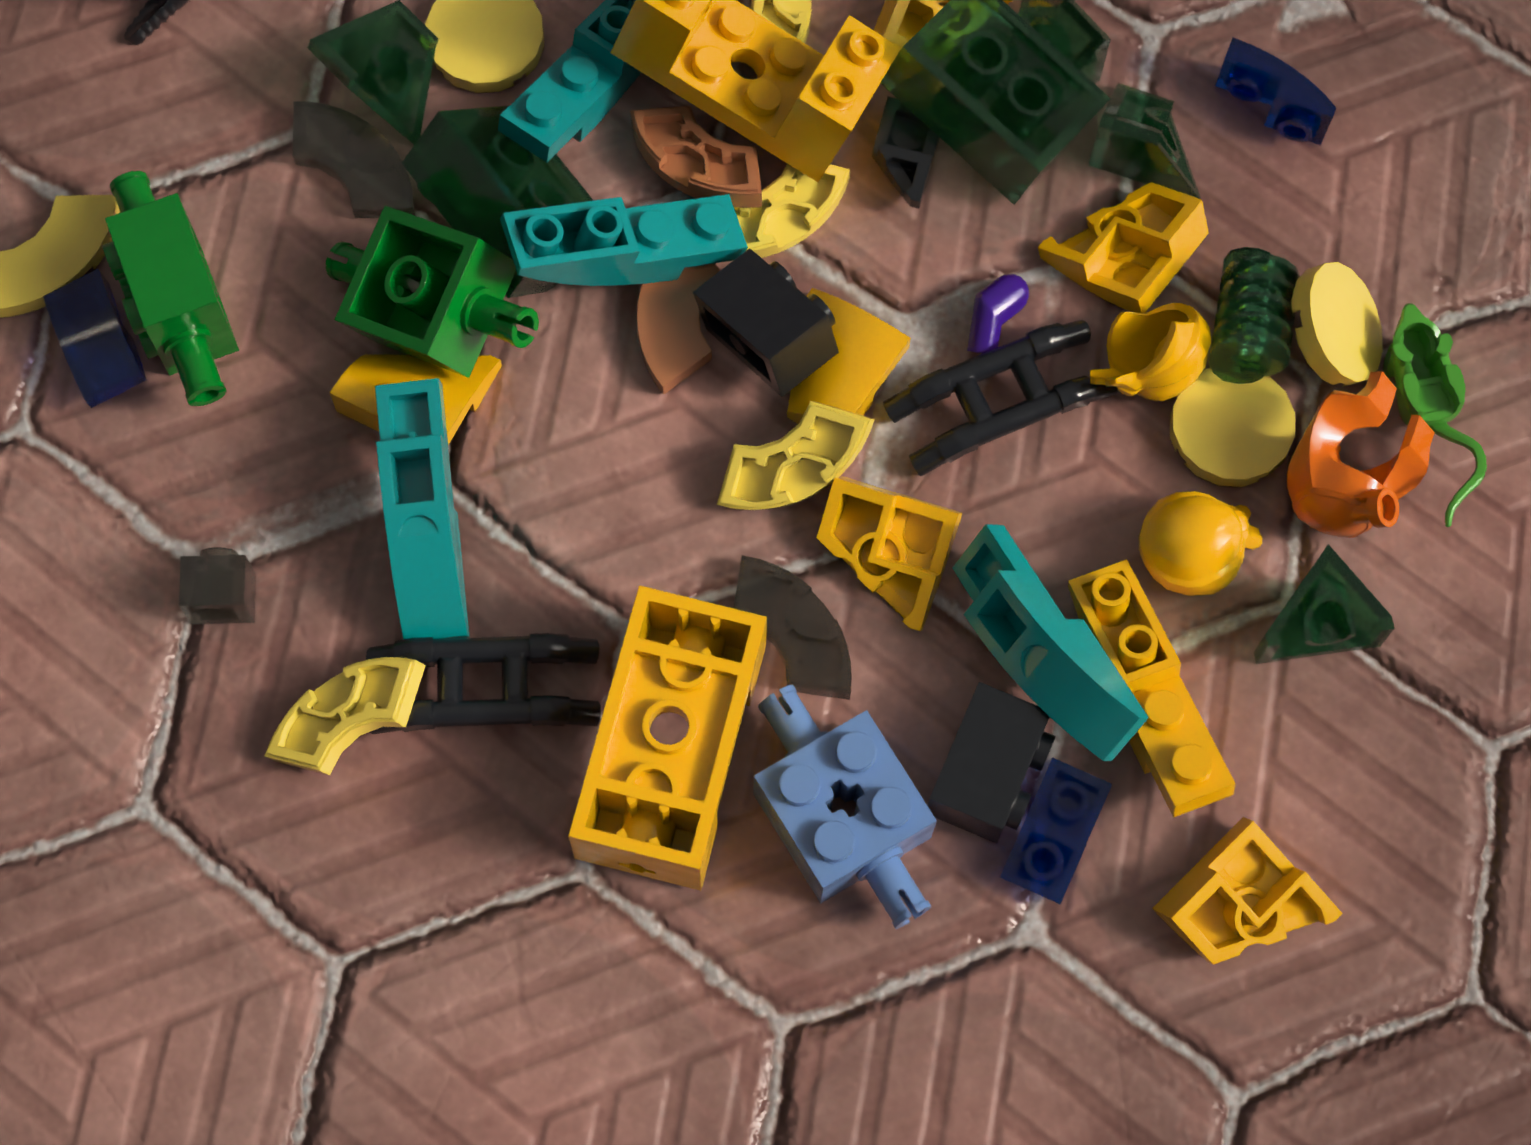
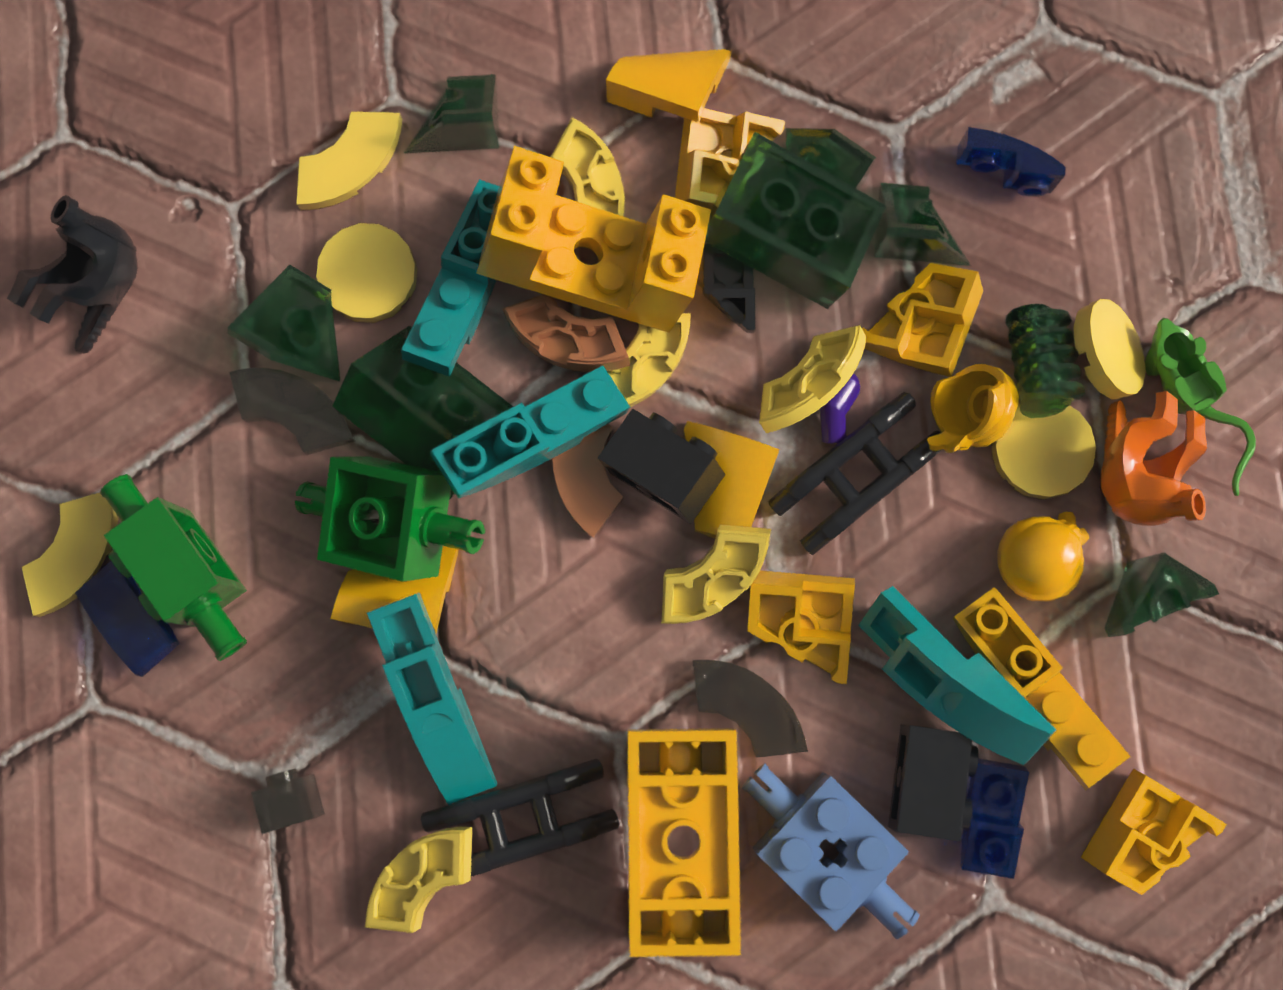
camera: 15 degrees left, 10 degrees up
(973, 275) = (814, 380): none -> light yellow tile

